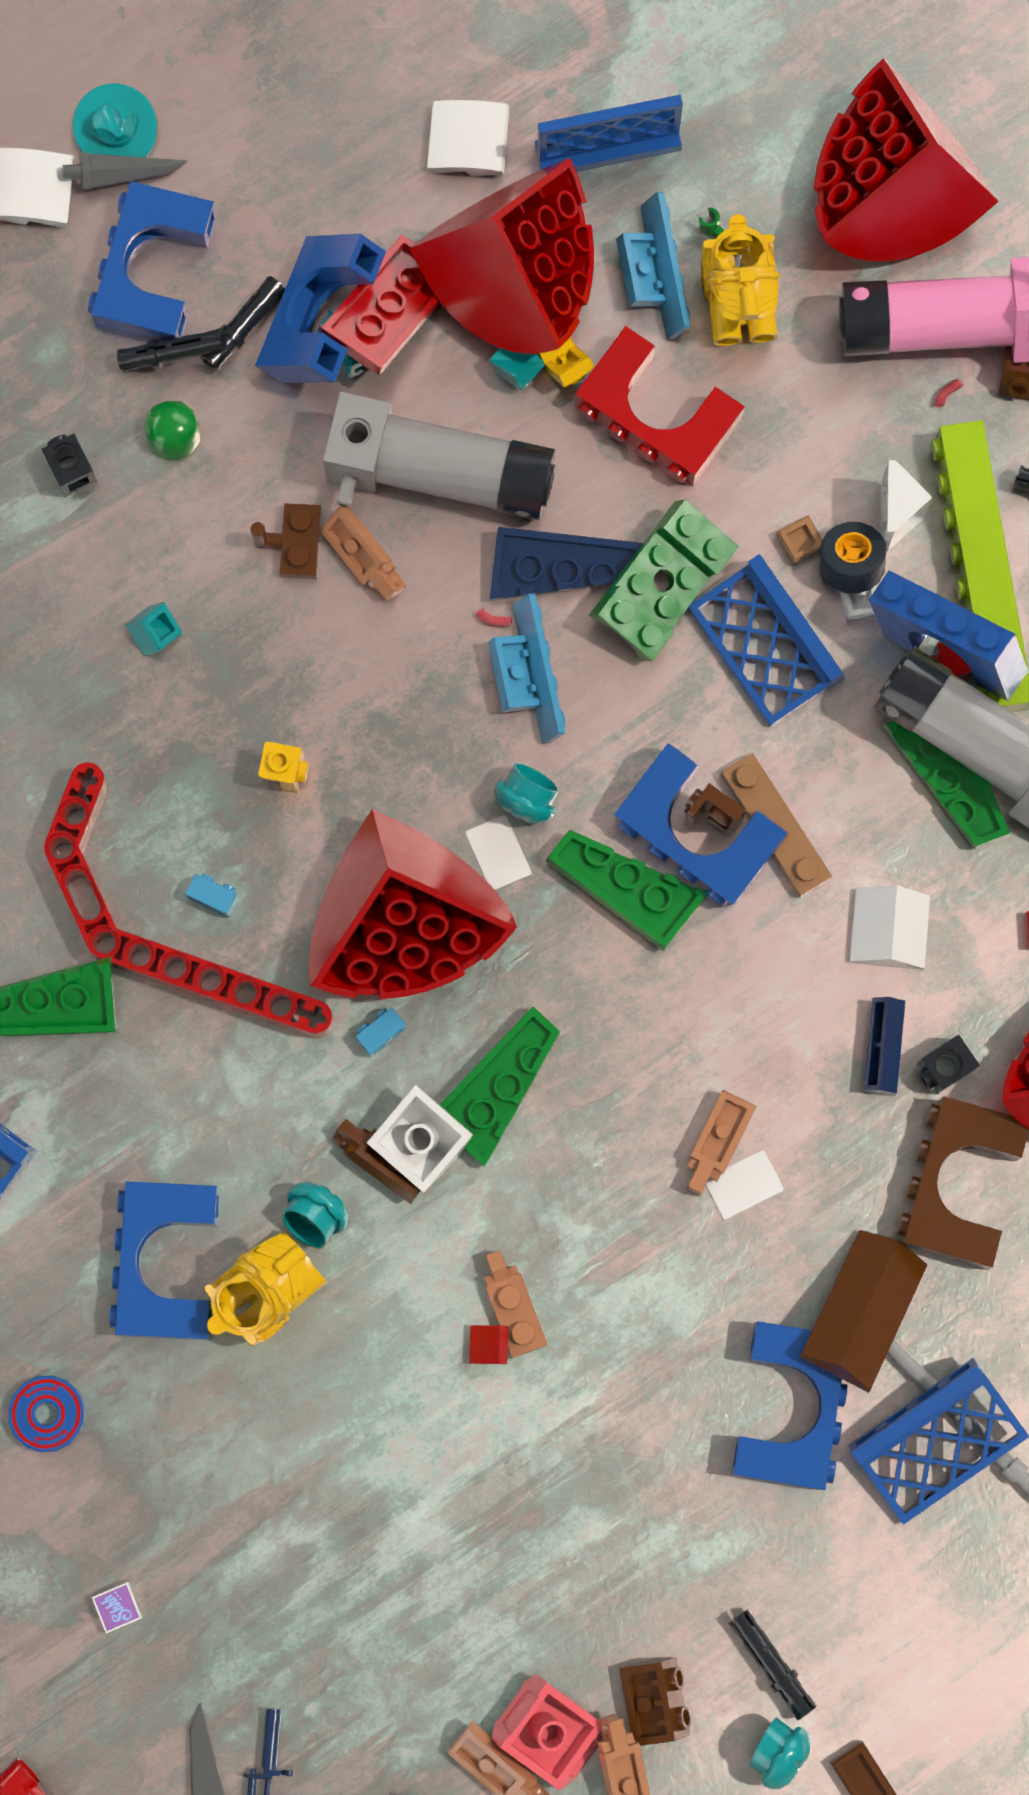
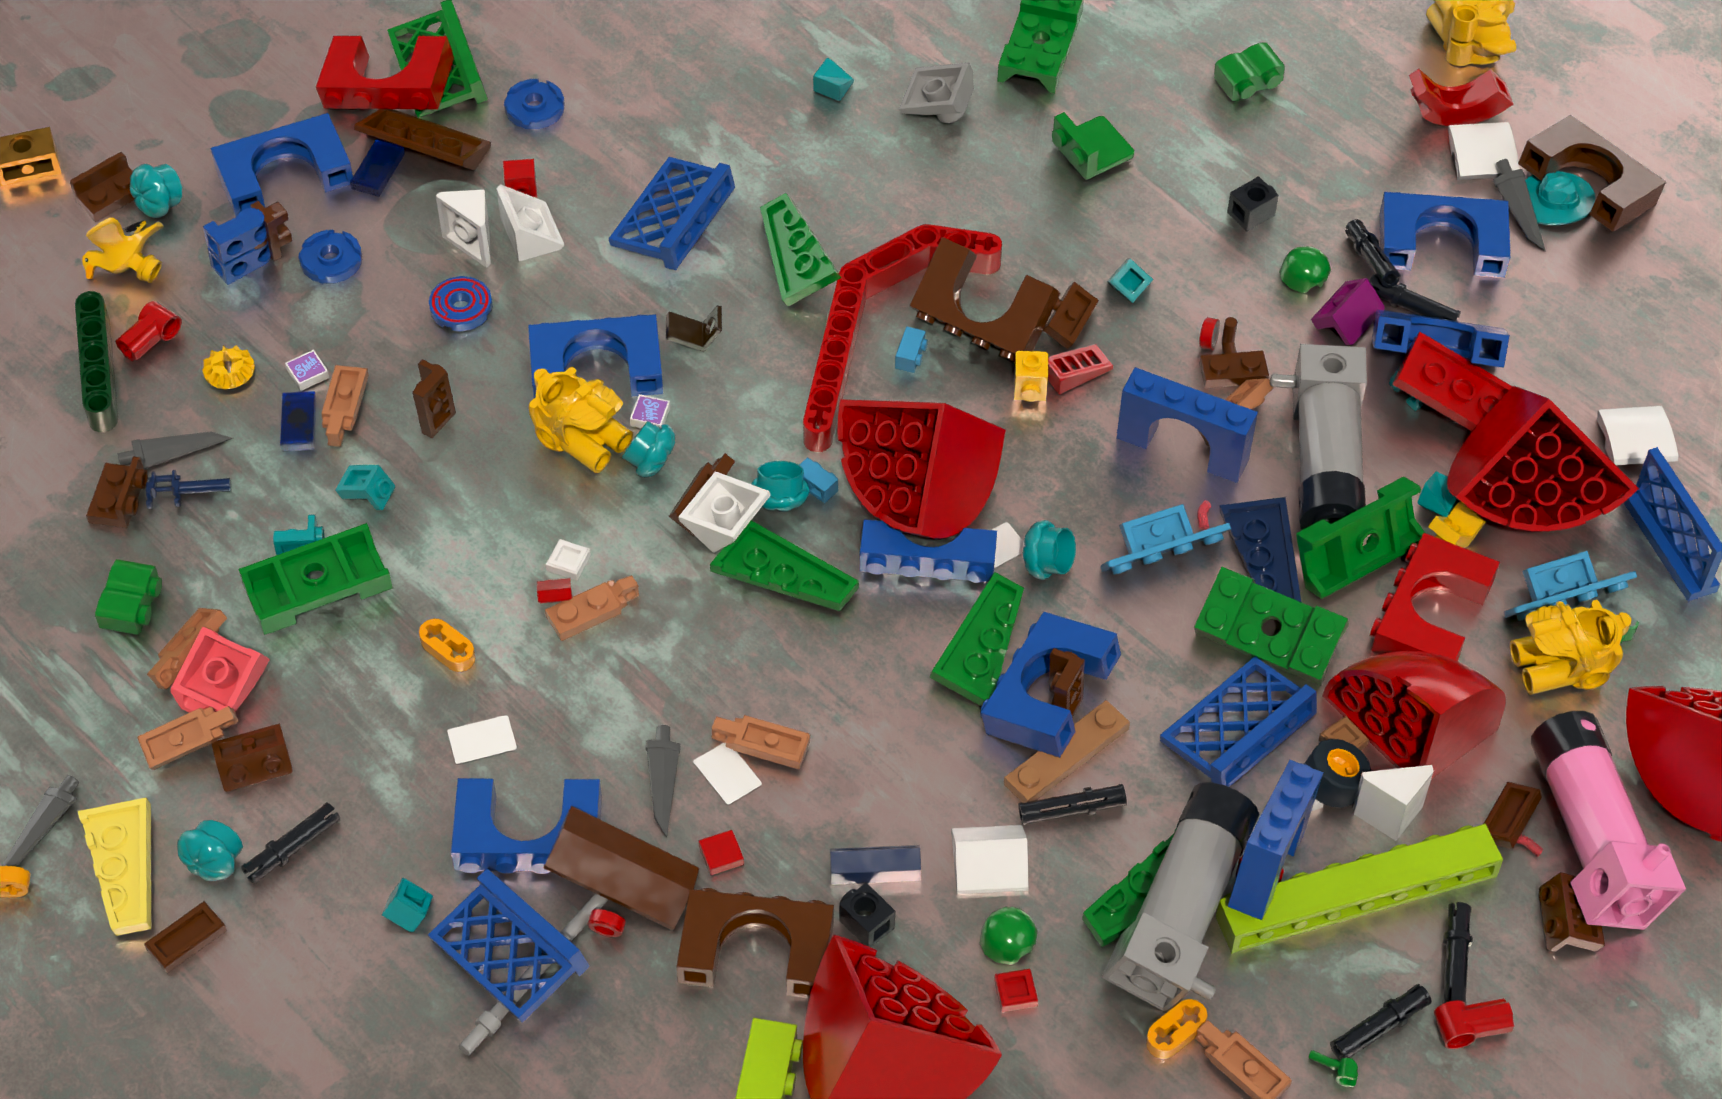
camera: 80 degrees right, 25 degrees down
(107, 1688) = (241, 369): none -> yellow gear
(120, 39) = (1573, 144): none -> reddish brown arch
(143, 1140) = (693, 332): none -> dark brown bracket
(176, 1566) = (343, 402): none -> nougat hinge
(192, 1622) = (298, 421): none -> clear blue tile
(194, 706) = (1070, 315): none -> reddish brown plate
(212, 1458) = (433, 398): none -> reddish brown bracket
(219, 779) = (940, 300): none -> reddish brown arch
(241, 396) = (1350, 310): none -> magenta panel
(251, 556) = (1209, 333): none -> red tile
(251, 1207) = (651, 410): none -> tile
(287, 736) = (1072, 378): none -> red slope
(305, 1548) = (367, 483): none -> teal bracket
(378, 1636) = (294, 538): none -> teal bracket
(393, 1071) = (785, 485): none -> teal piece
(417, 574) = (1223, 423): none -> blue arch
(441, 1656) = (282, 590): none -> green piece
(442, 1324) = (568, 559): none -> white tile
(516, 879) = (965, 558): none -> blue arch
(532, 1465) = (451, 640): none -> light orange beam
(592, 499) = (1335, 552): none -> green piece
(663, 1445) = (481, 739): none -> white sticker
(734, 1253) = (662, 765): none -> dark grey bar
(797, 455) = (1418, 706): none -> red brick
(842, 822) = (1113, 797): none -> black pin
(845, 1204) = (721, 852): none -> red tile
(865, 1543) = (407, 905): none -> teal slope
(917, 399) = (1512, 813): none -> reddish brown tile
(919, 1334) = (606, 923): none -> red tile
(984, 926) = (1008, 935): none -> green hair

